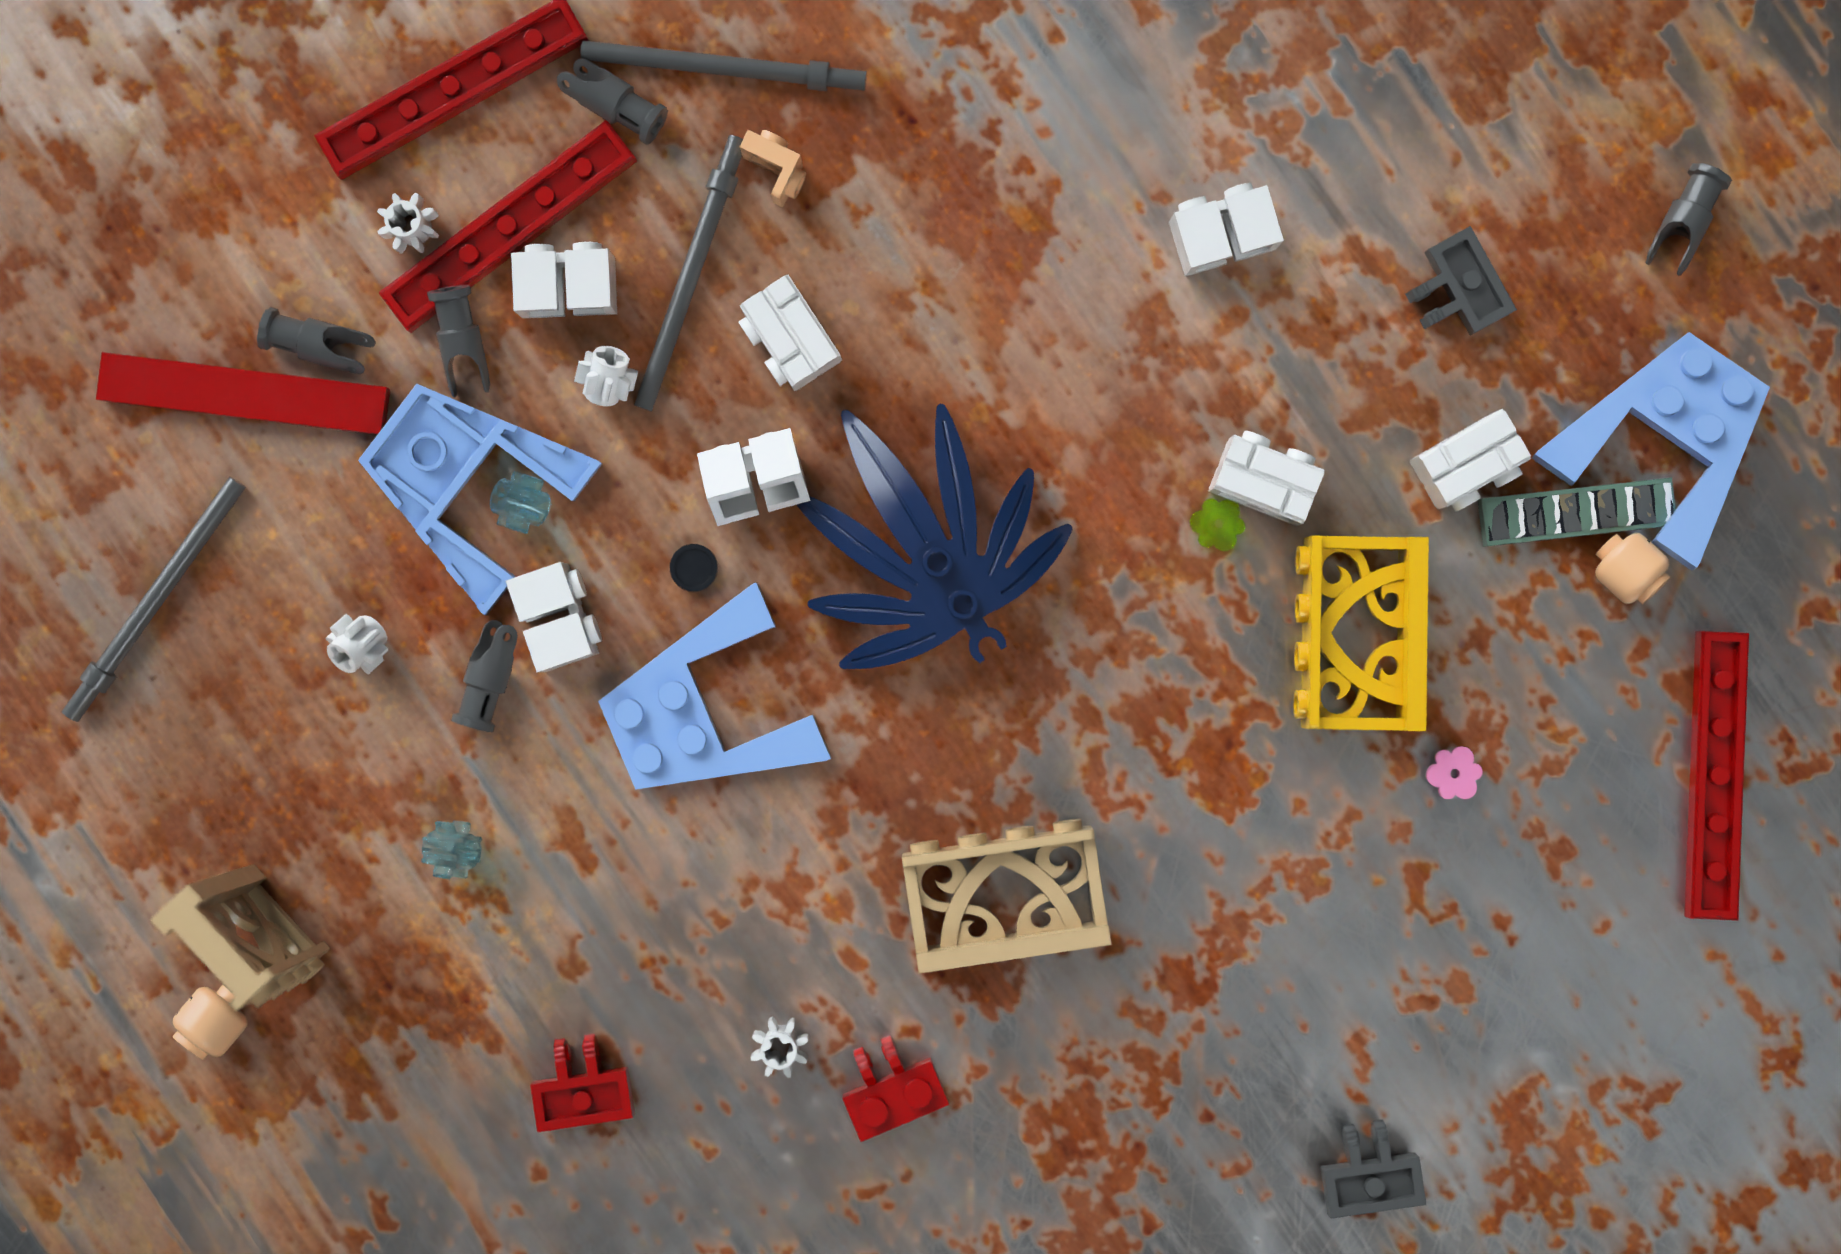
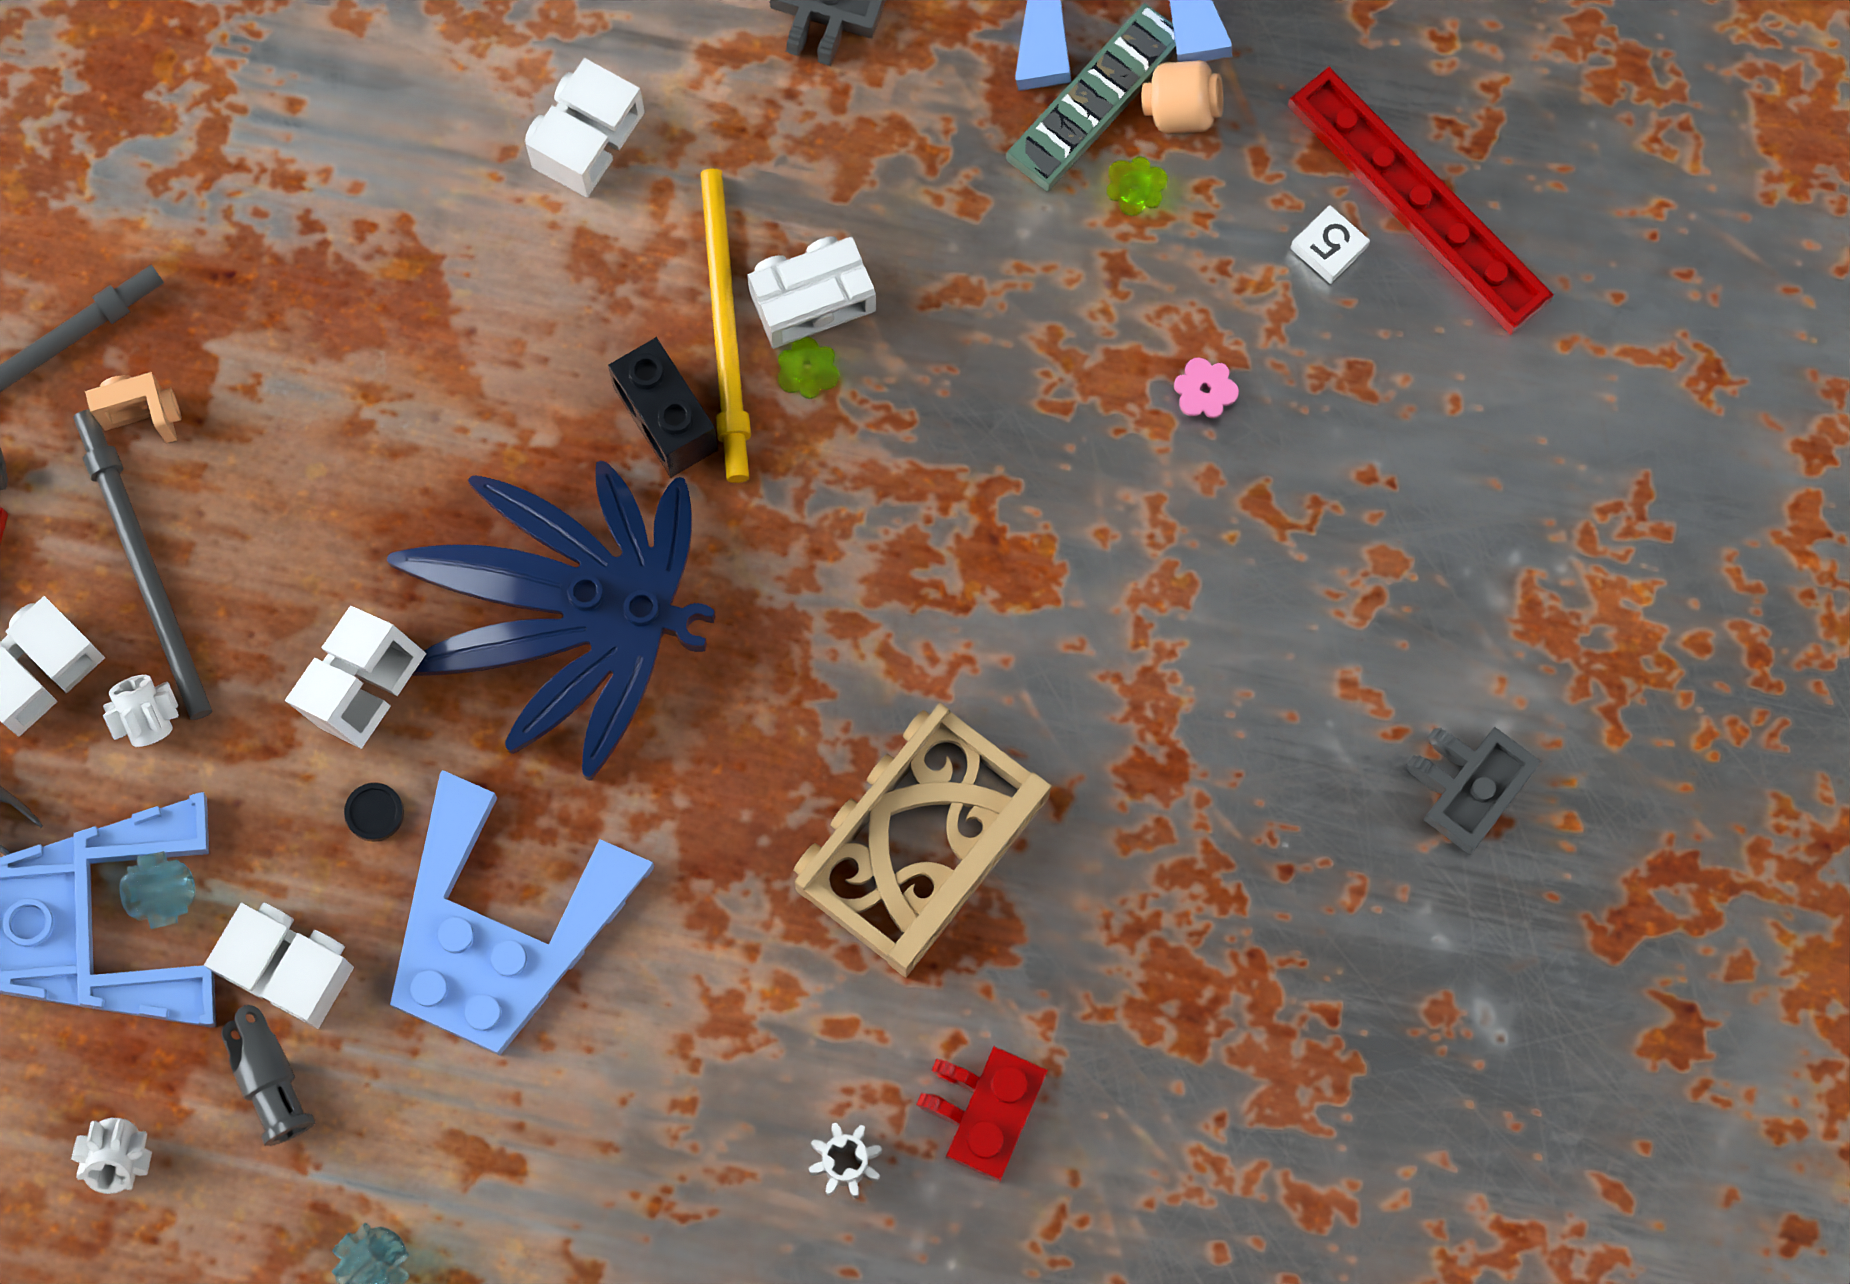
camera: 45 degrees left, 15 degrees down
(789, 333) = (278, 533): white brick -> none
(1101, 472) = (663, 407): none -> black brick
(1136, 520) = (732, 422): none -> yellow bar
(1410, 584) = (1005, 268): yellow fence -> none
(1470, 460) = (967, 129): white brick -> none
(1555, 601) = (1140, 174): none -> clear neon green plant
(1629, 752) = (1330, 244): none -> white tile

